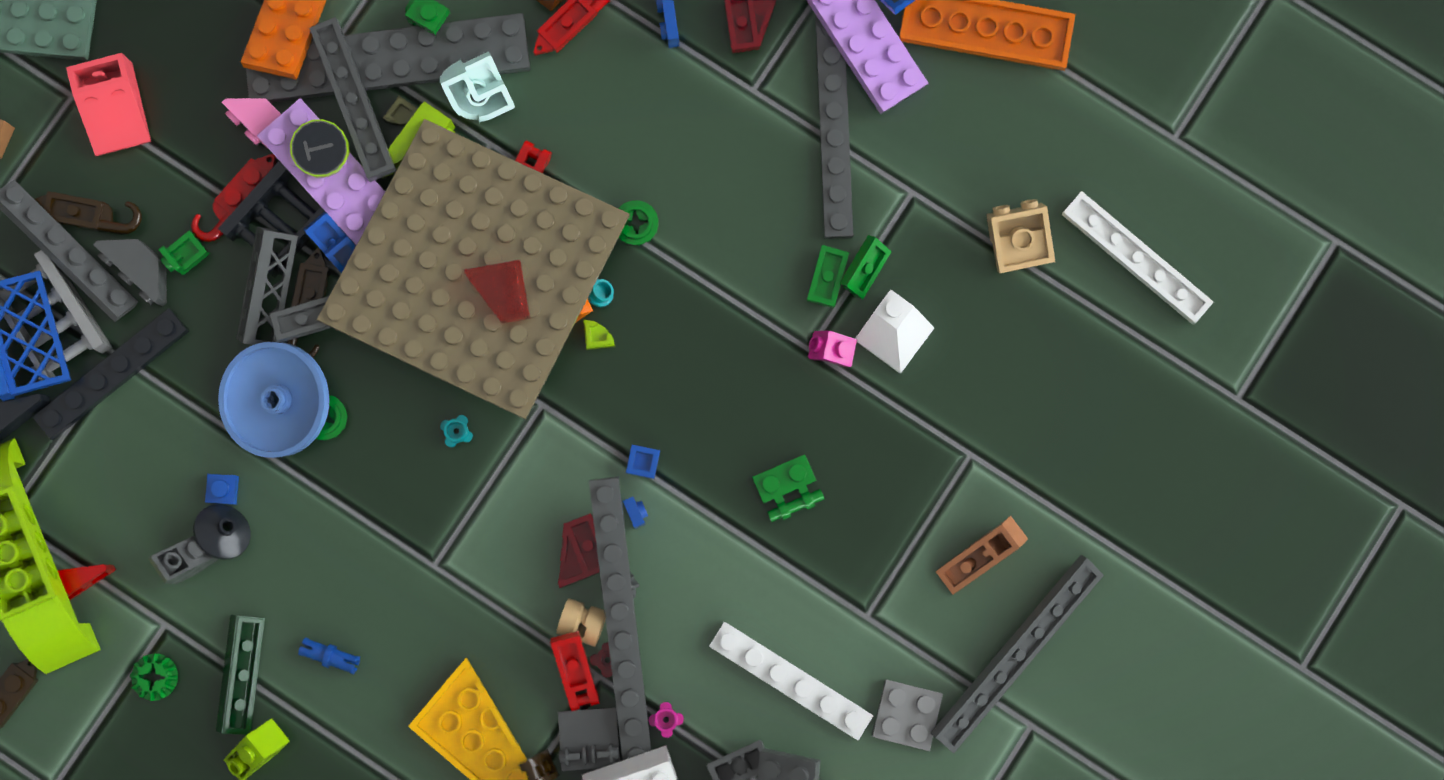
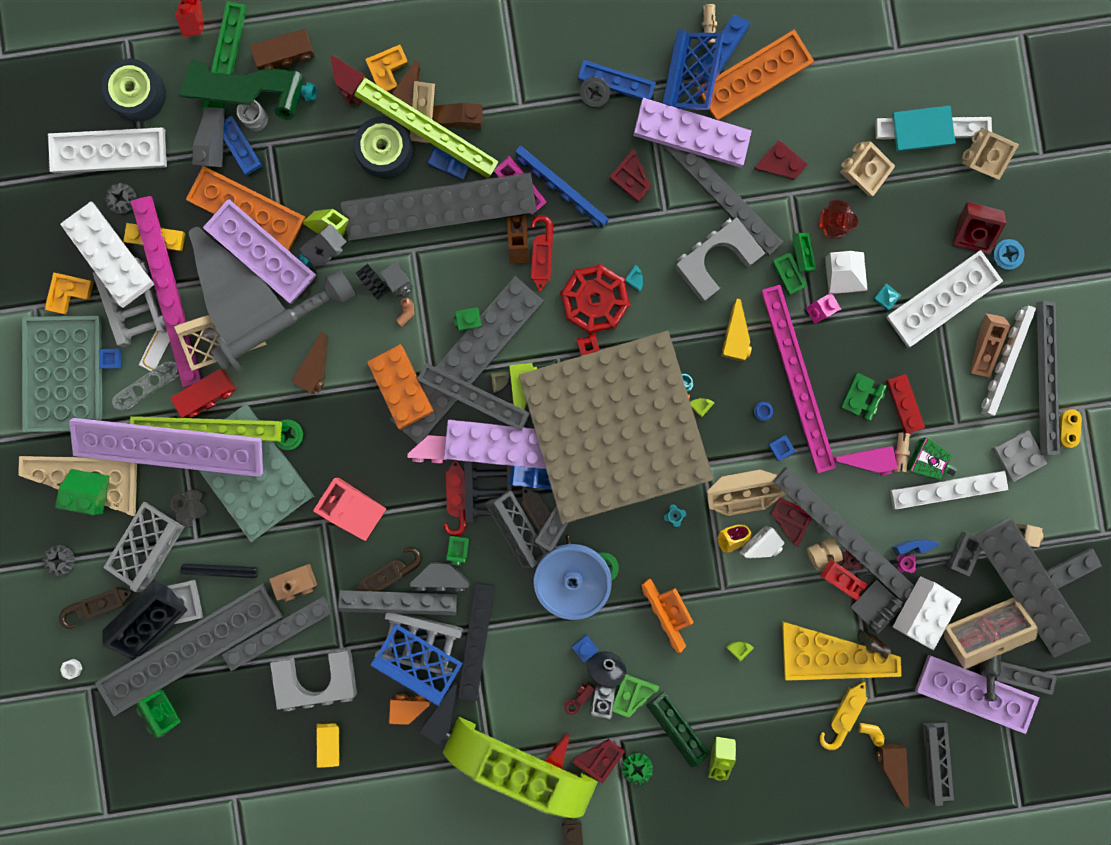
camera: 45 degrees left, 5 degrees up
(121, 627) = (600, 759): none -> dark red wing
(172, 535) = (583, 694): none -> dark red plate
(224, 587) = (632, 694): none -> bright green wing
(319, 148) = (483, 436): black tile -> none
(329, 655) = (714, 681): blue pin -> none
(349, 532) = (670, 612): none -> orange bracket
(391, 647) = (740, 649): none -> lime tile
(476, 89) = (529, 335): light aqua brick -> none
(498, 513) = (733, 537): none -> yellow rock
(502, 289) = (643, 425): clear red wing -> none
(522, 549) = (763, 544): none -> white slope
(549, 470) = (744, 493): none -> tan wedge
(587, 131) = (597, 309): none -> red plate
(635, 511) = (803, 475): blue plate -> none
(644, 213) = (669, 322): green gear -> none
(652, 132) = (635, 279): none -> teal tile
(660, 403) = (763, 411): none -> blue plate
(699, 713) = (919, 546): none -> blue slope
(702, 296) = (737, 338): none -> yellow slope
(731, 402) = (798, 379): none -> dark pink plate
(731, 566) = (876, 460): none -> dark pink slope
(774, 589) = (902, 452): none -> tan pin
(798, 627) = (930, 460): none -> torso
(799, 176) = (732, 236): none -> light grey arch
(829, 538) = (905, 404): none -> red plate
(916, 400) = (887, 297): none -> teal tile
(932, 148) = (781, 162): none -> dark red wing
(933, 261) = (838, 219): none -> clear red tile
(978, 458) = (944, 299): none -> white plate
(993, 735) = (1069, 428): none -> yellow plate
(998, 586) = (1010, 353): none -> white plate
(1089, 413) = (979, 227): none -> dark red slope
(1111, 471) = (1012, 247): none -> dark azure gear
(1122, 246) = (923, 128): none -> teal tile
(1174, 339) = (989, 153): none -> tan plate

